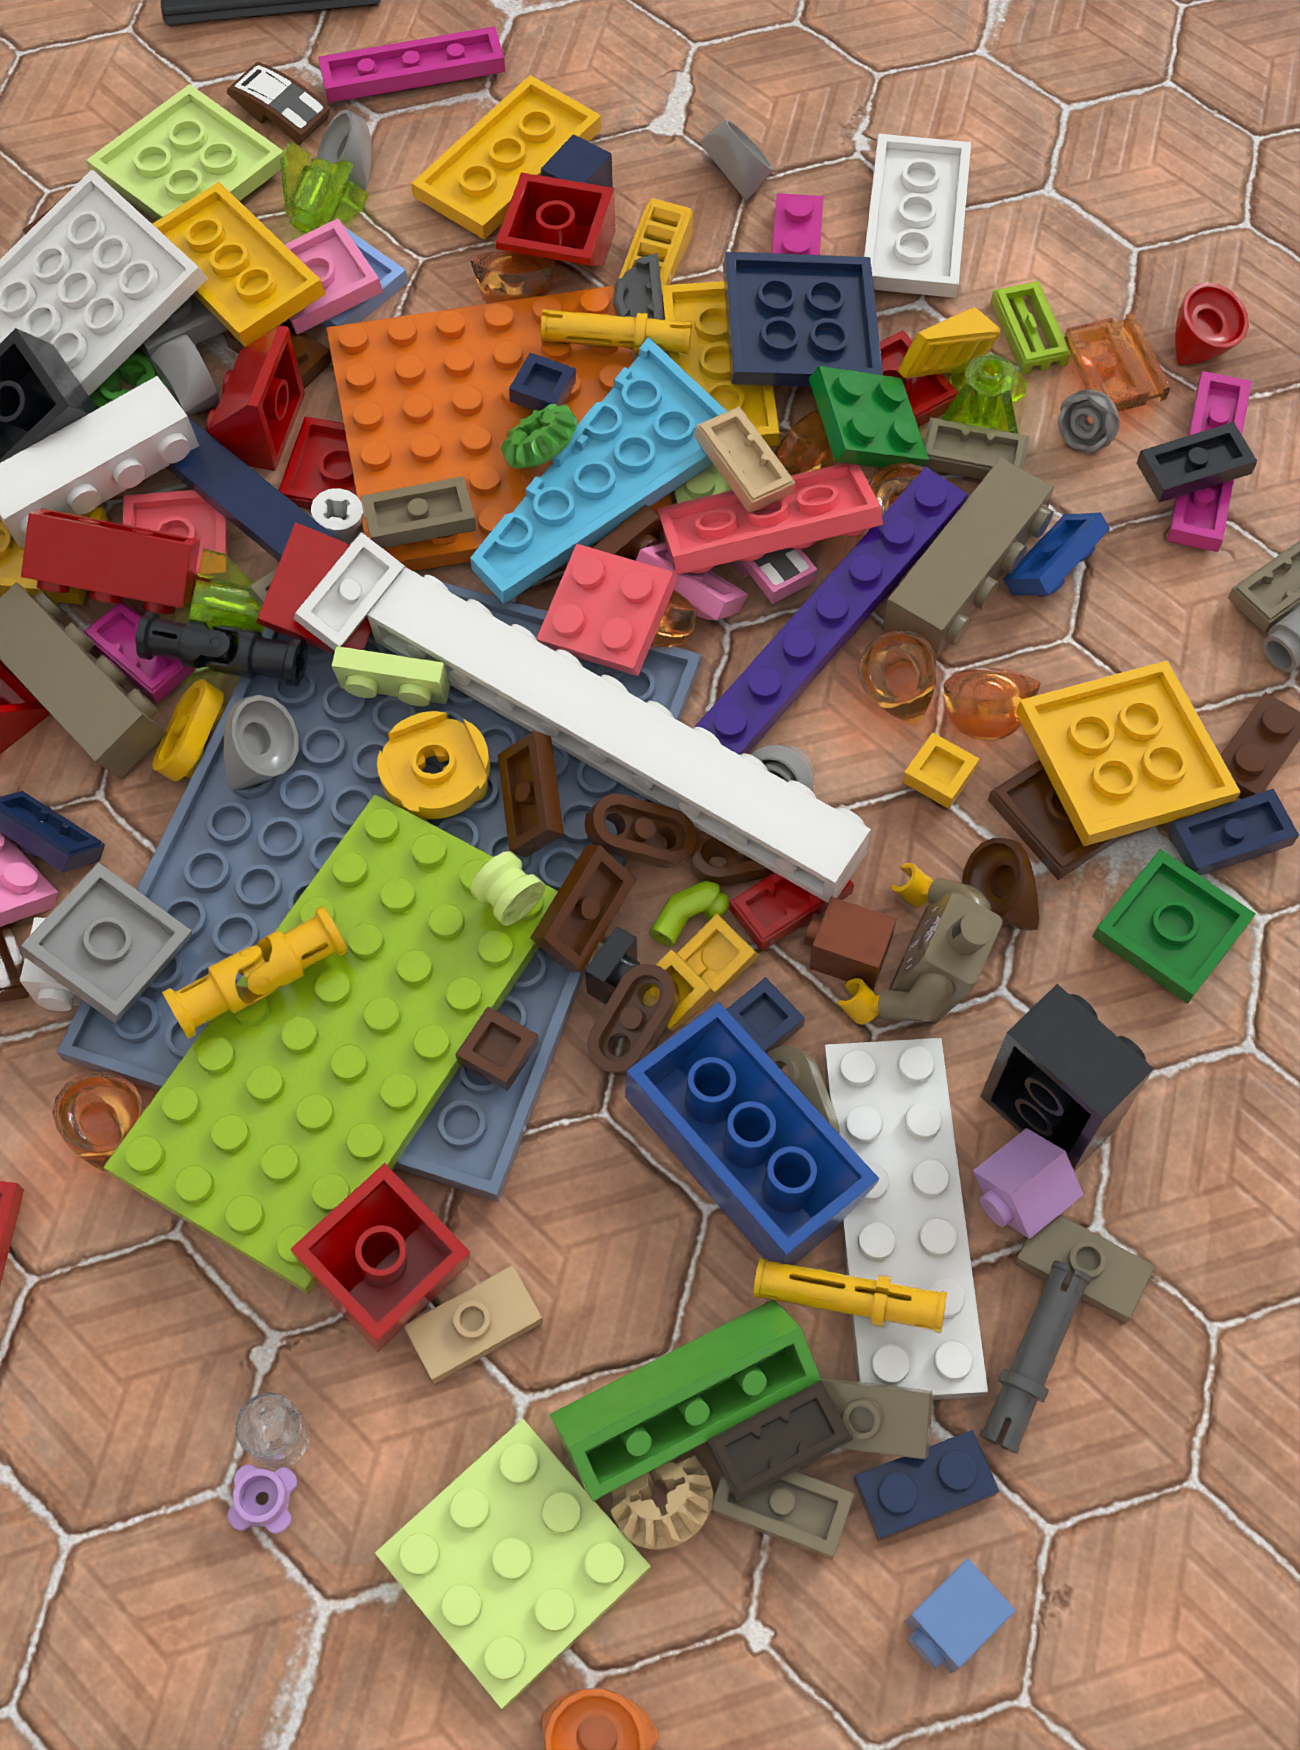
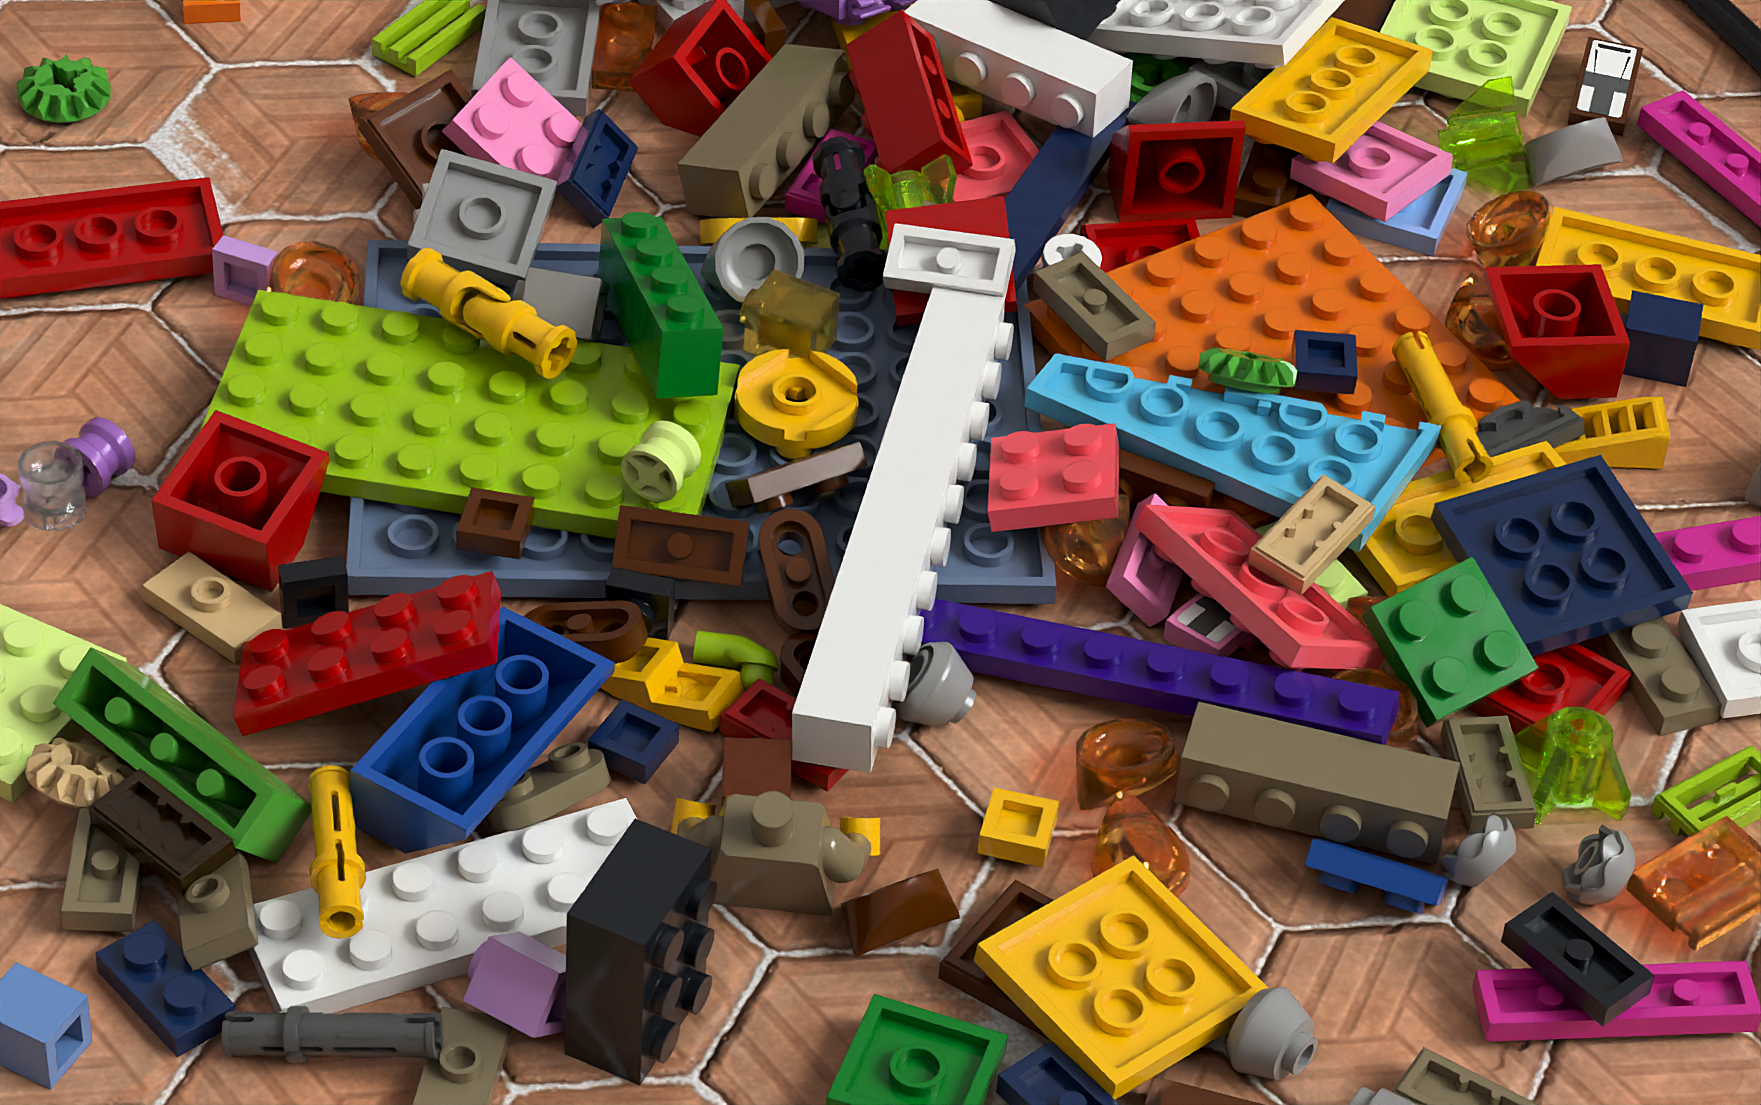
camera: 65 degrees right, 20 degrees down
(48, 1172) = (241, 269): none -> lavender plate
(245, 1375) = (104, 453): none -> medium lavender wheel
(253, 906) = (566, 300): none -> light grey brick
(307, 829) = (660, 306): none -> green brick
(340, 737) = (789, 316): none -> clear yellow brick
(376, 673) = (874, 320): yellowish green plate -> none
(426, 219) = (1509, 229): none -> clear orange piece
(498, 1228) = (312, 590): none -> black plate
(626, 1202) = (368, 652): none -> red plate
(911, 311) = (1663, 677): none -> dark tan plate
(949, 344) = (1636, 709): yellow slope -> none
(1065, 478) = (1481, 852): none -> light grey plate
(1203, 674) = (1272, 1036): none -> light grey cone

